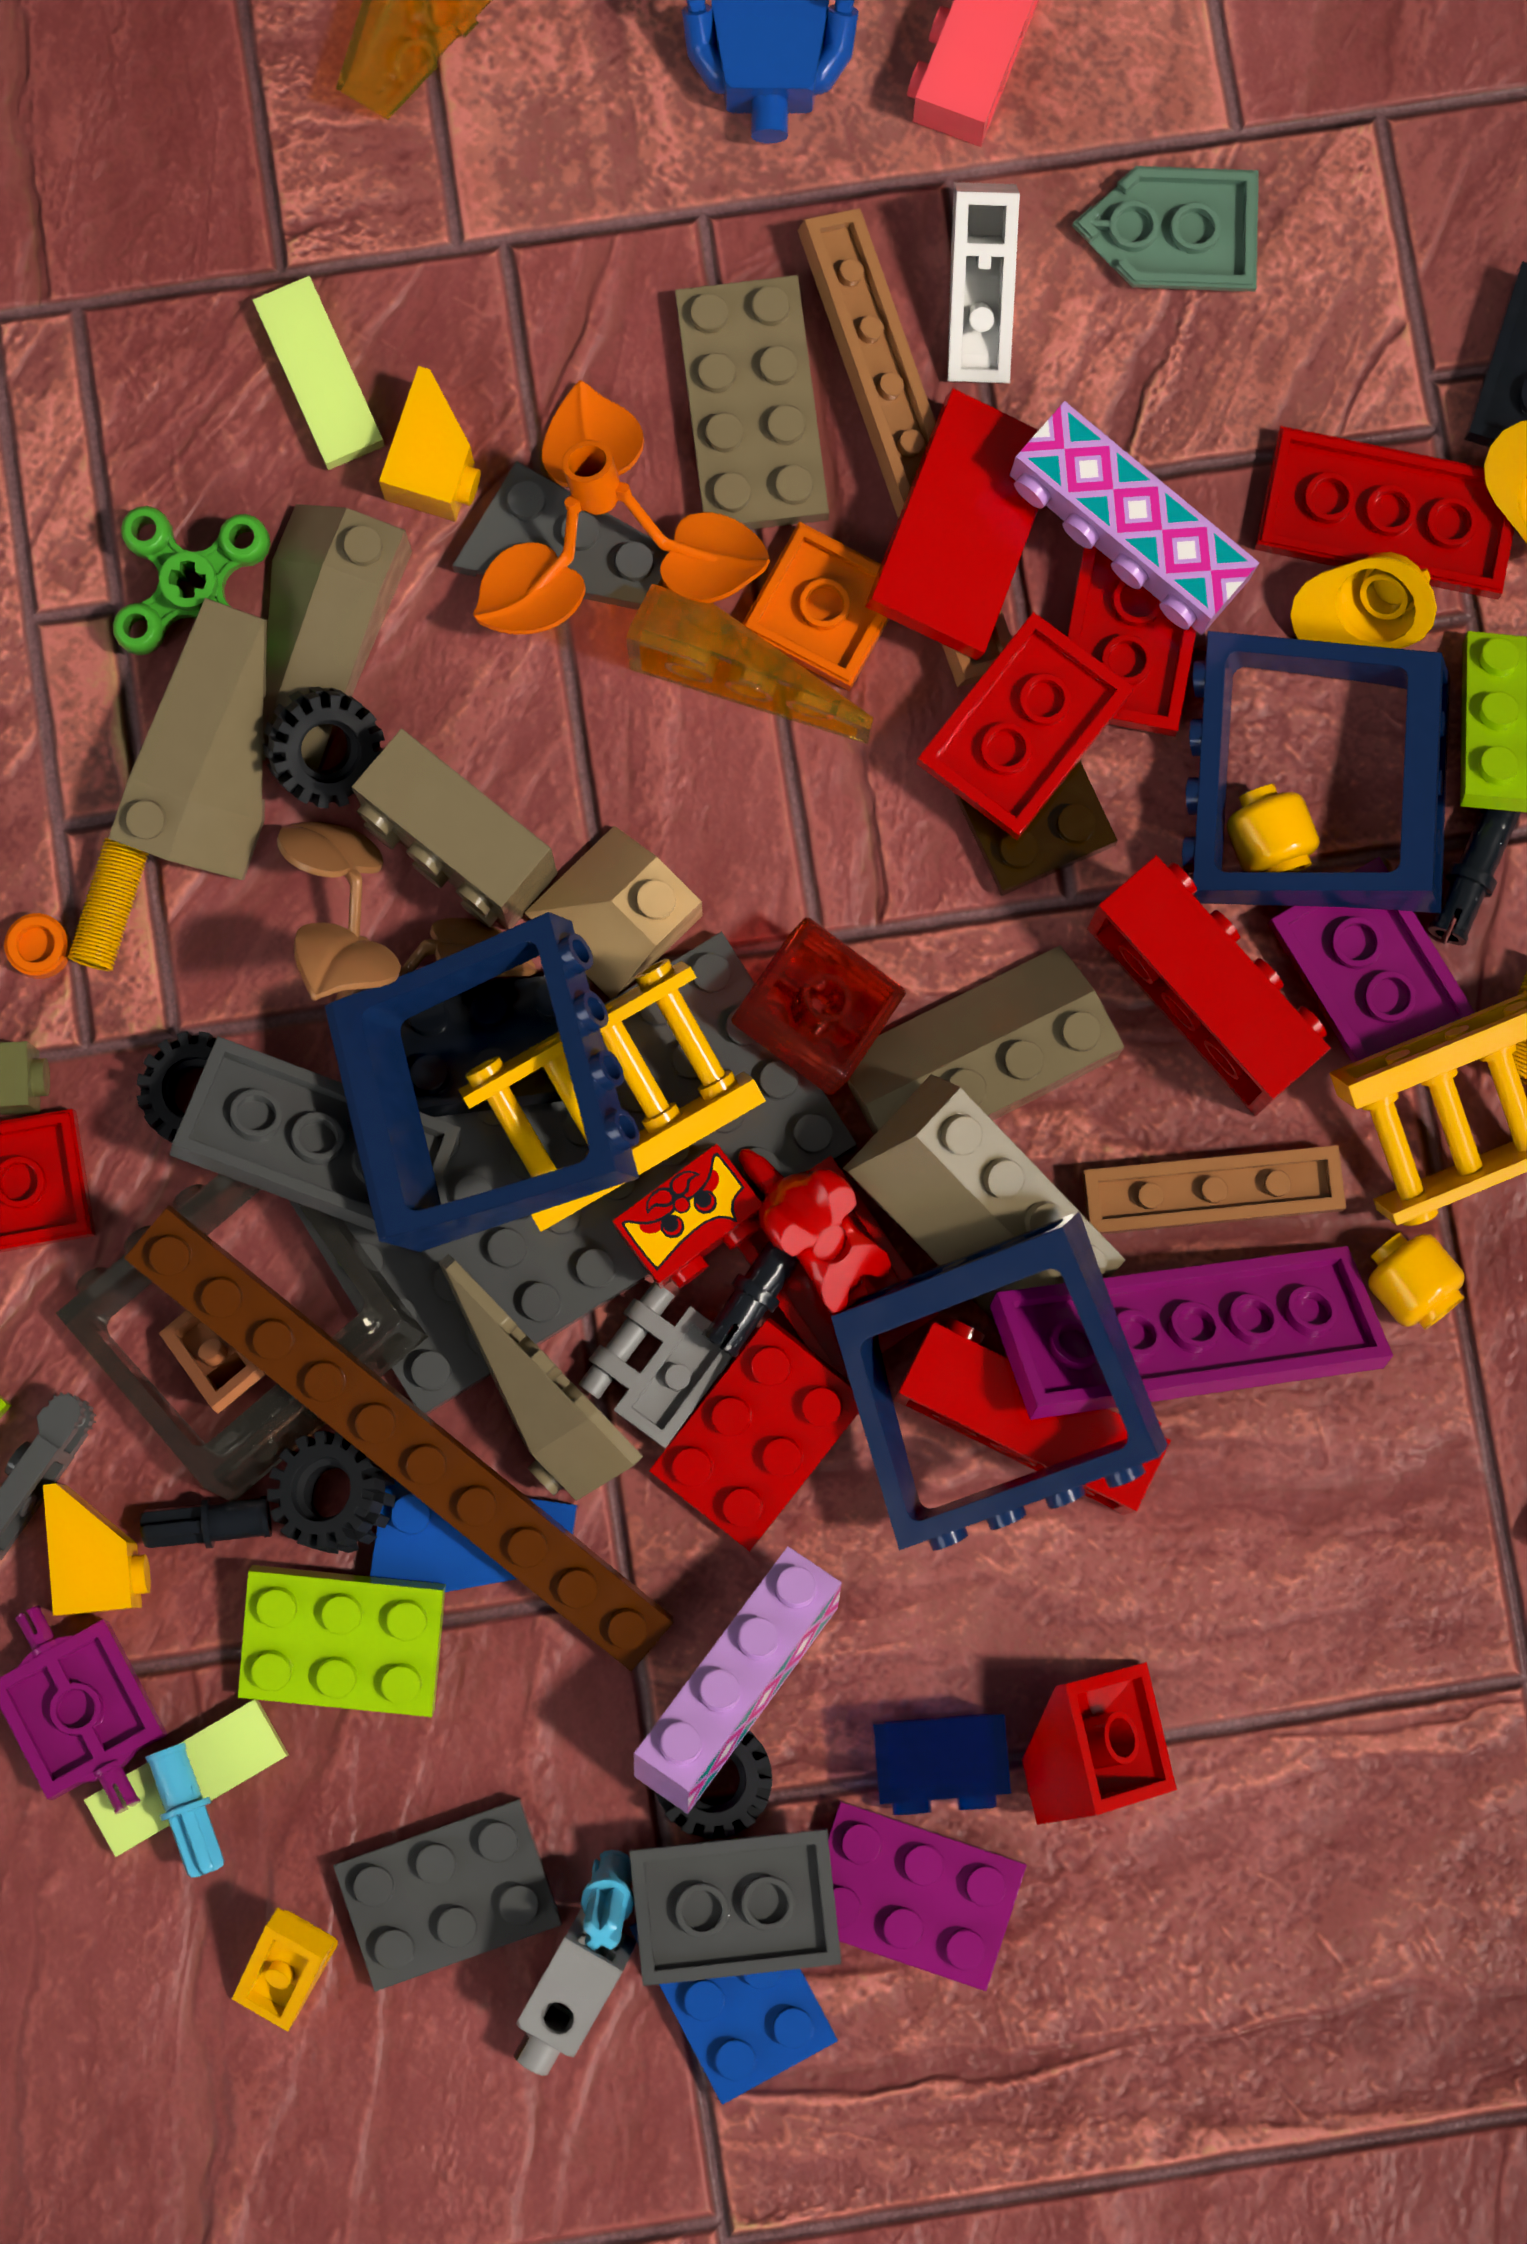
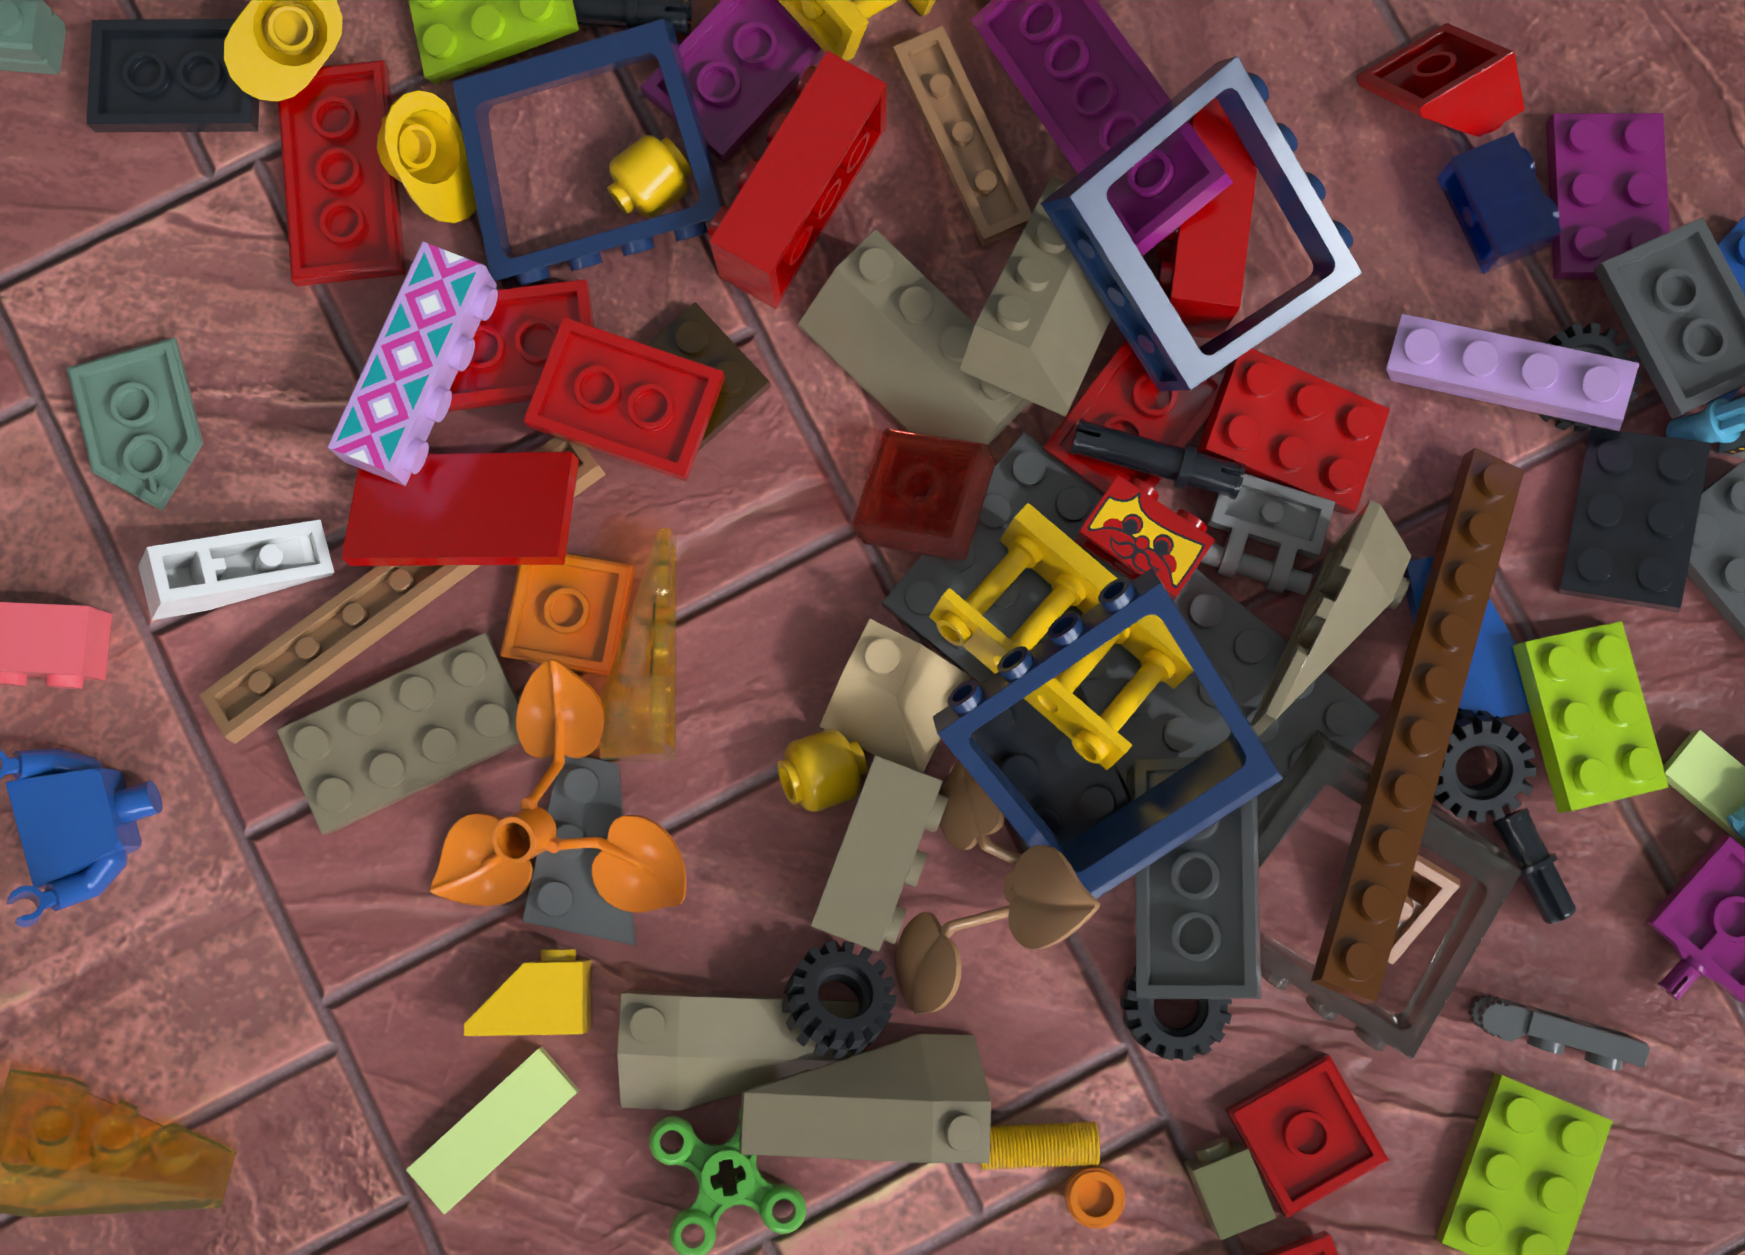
camera: 105 degrees left, 0 degrees up
(90, 1558) = (1605, 953): yellow slope -> none
(534, 1771) = (1635, 519): none -> black plate
(565, 808) = (821, 770): none -> yellow head
(810, 1221) = (1121, 428): red animal -> none

